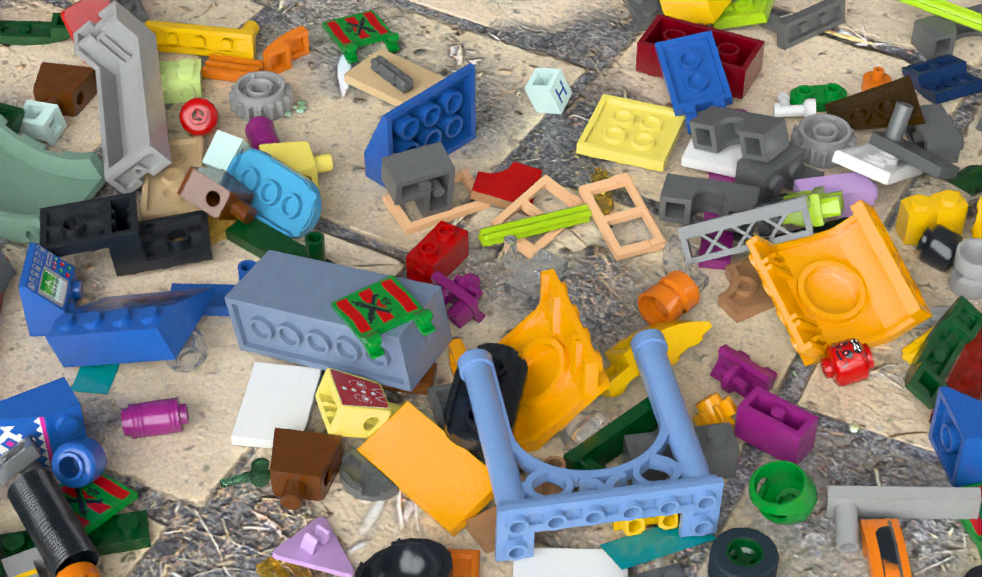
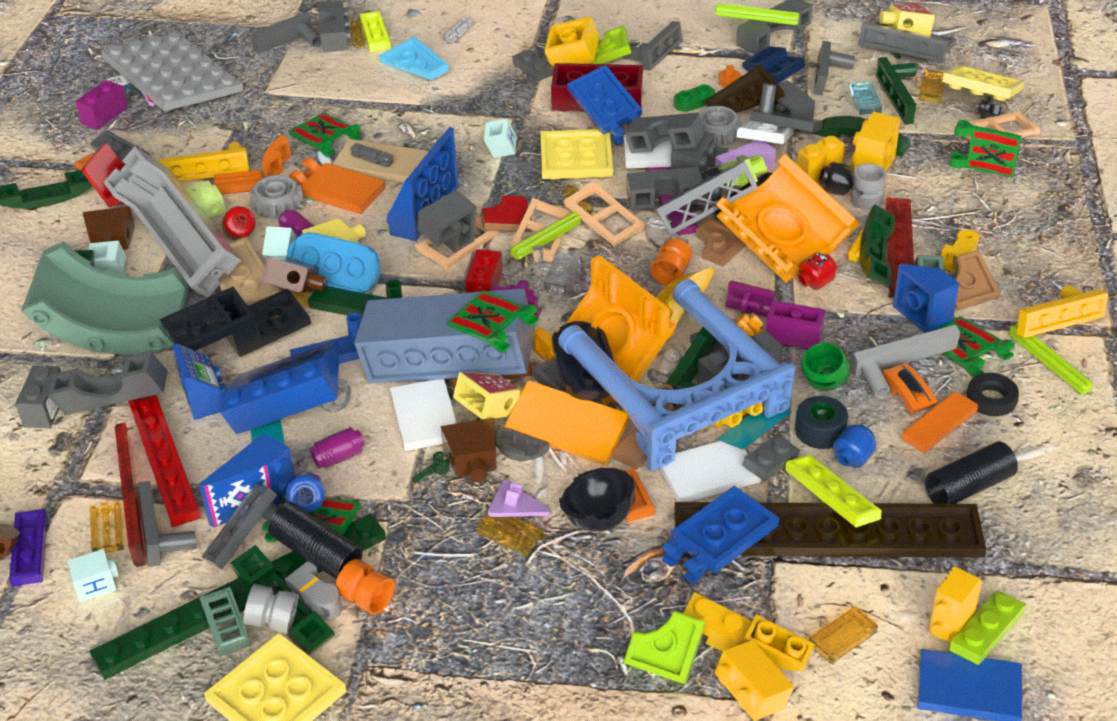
camera: 20 degrees left, 0 degrees up
(337, 101) = (338, 186): none -> orange tile
(785, 109) = (692, 107): white piece -> none

